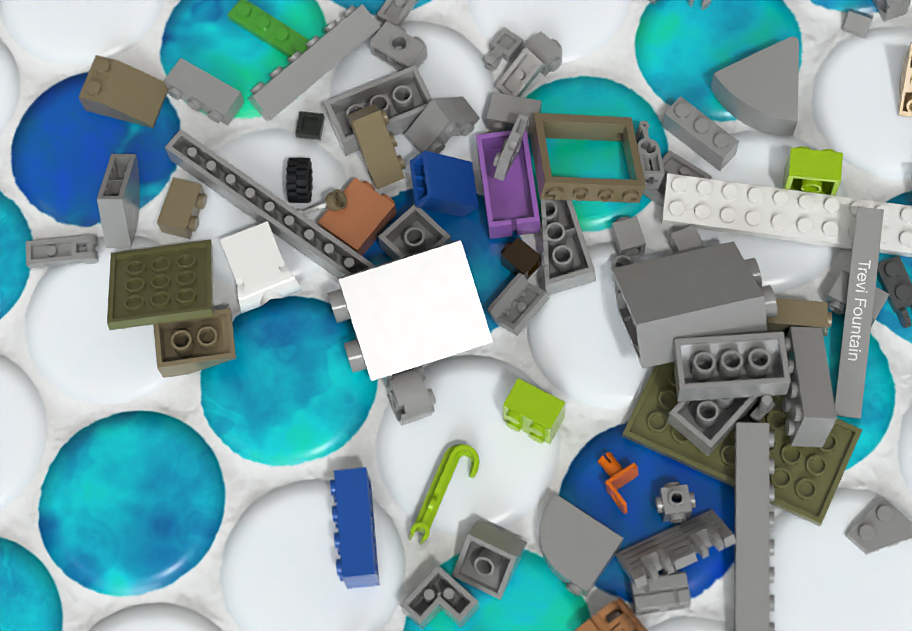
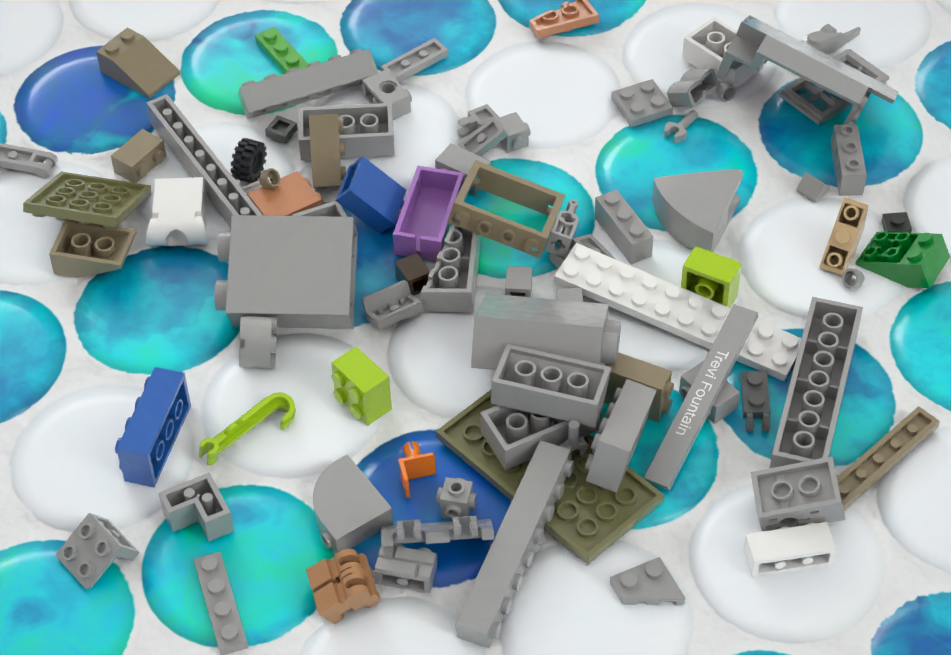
camera: 15 degrees right, 20 degrees down
(120, 201) = (87, 131): light grey brick -> none
(203, 92) = (204, 81): light grey brick -> none
(440, 122) = (396, 150): light grey brick -> none
(489, 558) = (262, 491): light grey slope -> none
(510, 147) = (442, 179): light grey wing -> none

